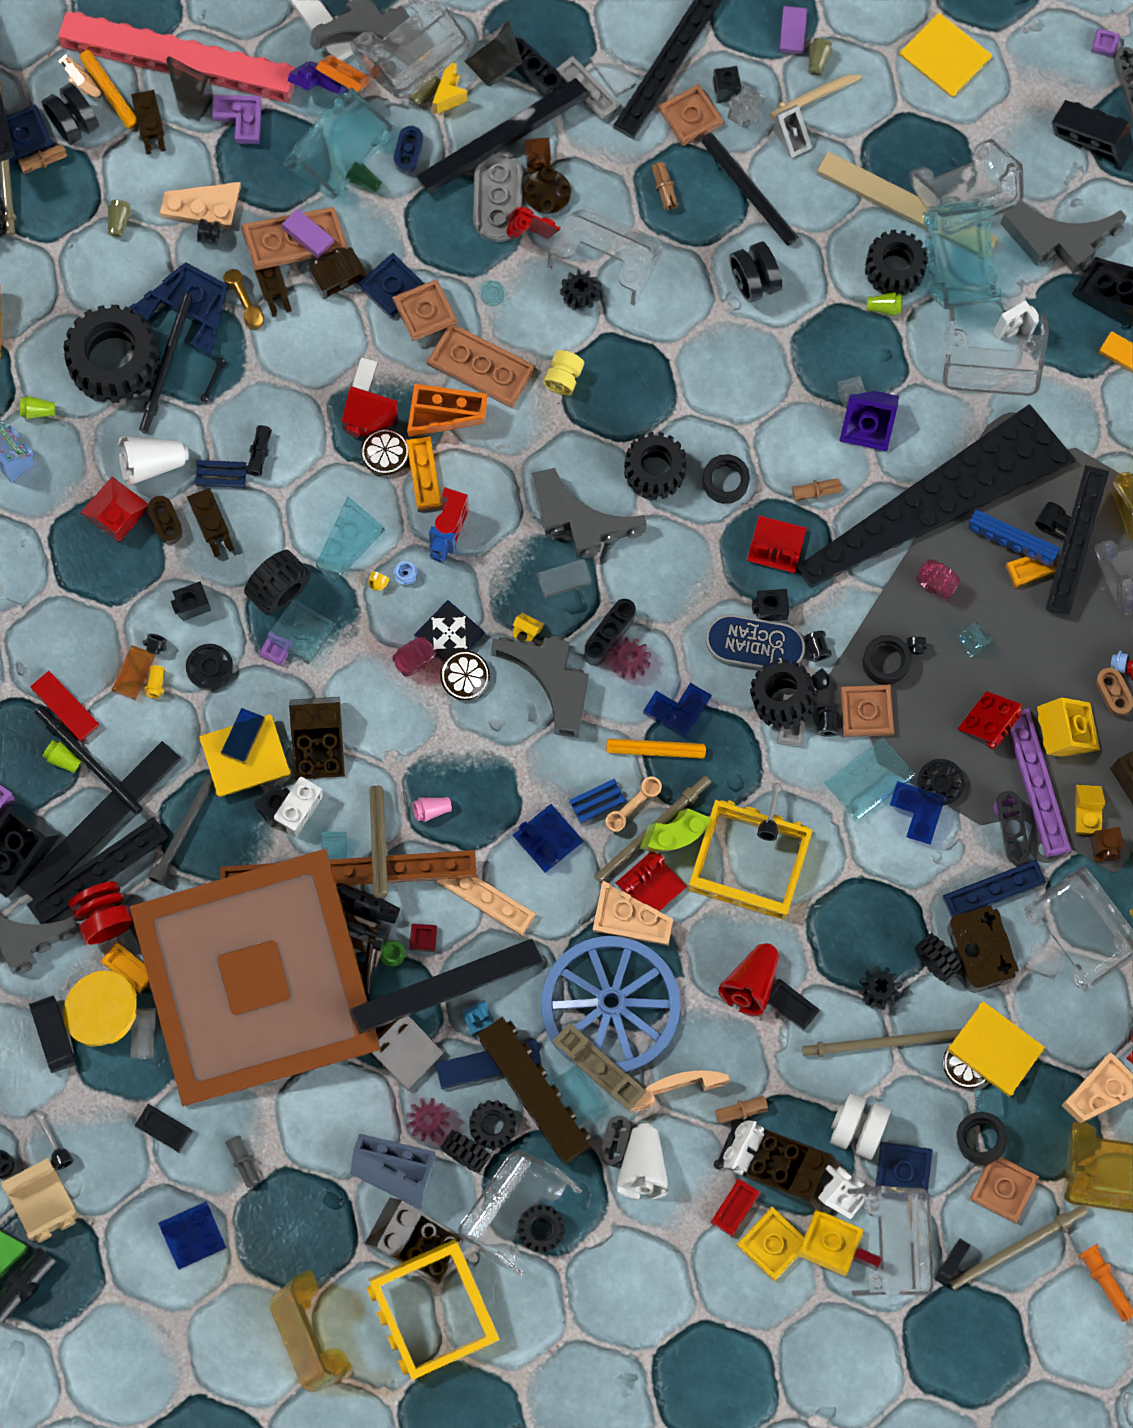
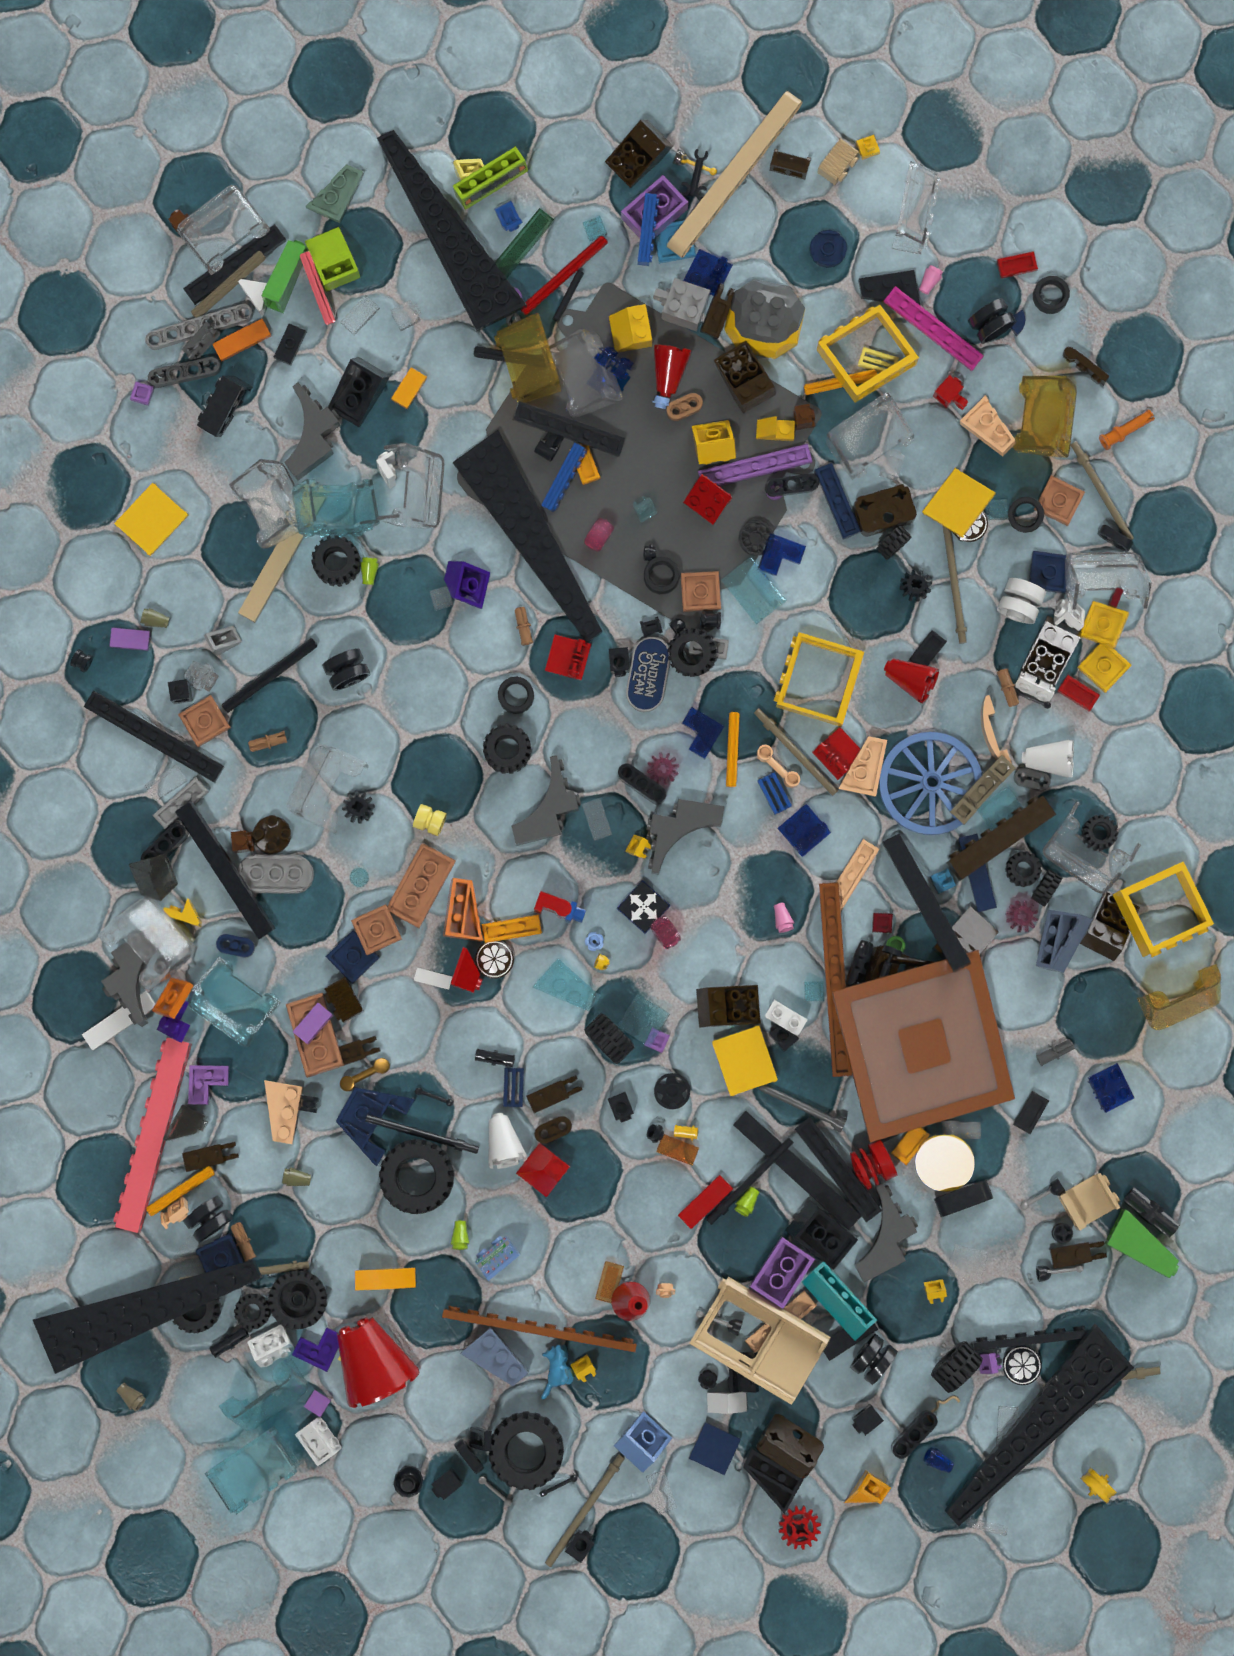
camera: 85 degrees left, 10 degrees up
(243, 735) = (731, 1062): clear blue tile -> none
(363, 177) = (260, 981): clear green cone -> none
(378, 841) = (813, 956): dark tan axle -> none
(464, 675) = (678, 894): dish -> none
(524, 219) = (306, 852): red hinge -> none
(677, 834) = (802, 733): lime brick -> none
(768, 828) = (799, 664): black hinge -> none
(817, 93) = (201, 647): tan sword -> none

